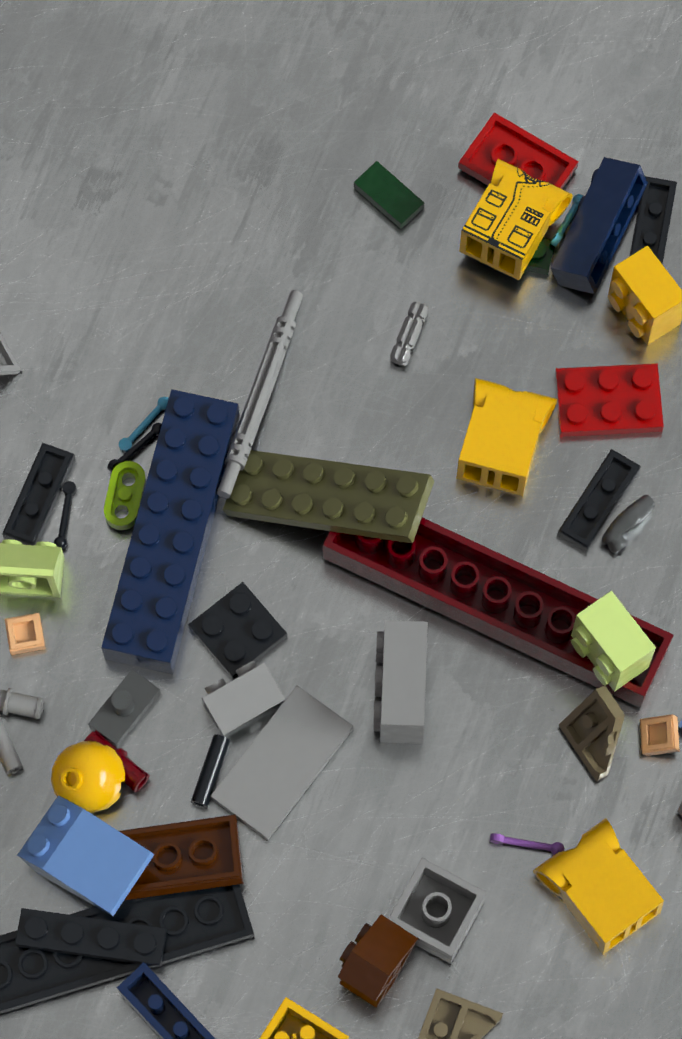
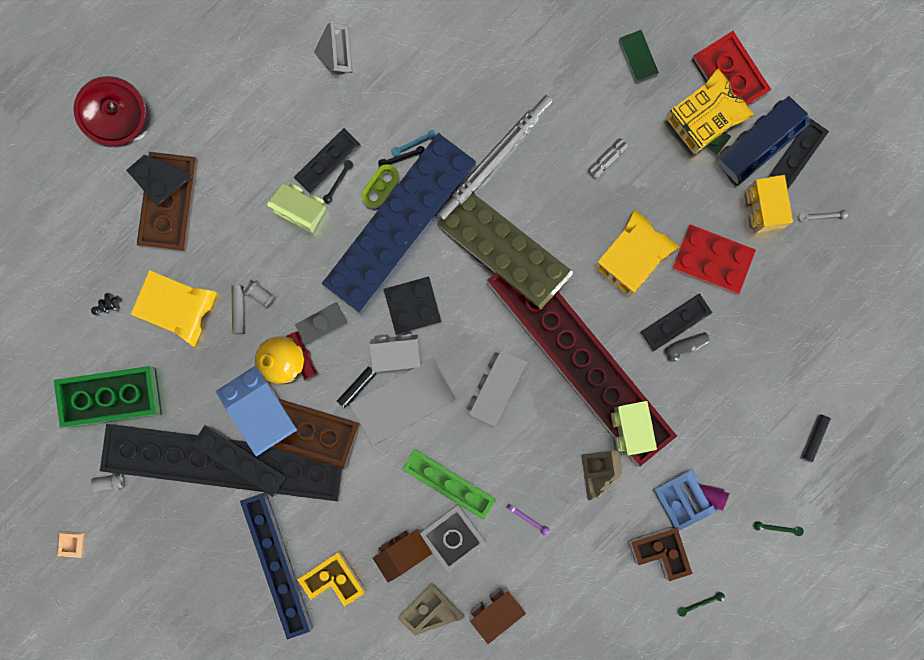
camera: 20 degrees right, 15 degrees up
(25, 634) = (280, 248): light nougat tile -> none
(396, 842) = (449, 484): none -> bright green plate
(547, 986) = (496, 615): none -> reddish brown brick
(558, 236) = (731, 137): medium azure hinge -> none
(601, 887) = (559, 567): yellow piece -> none
(659, 735) = (640, 490): light nougat tile -> none

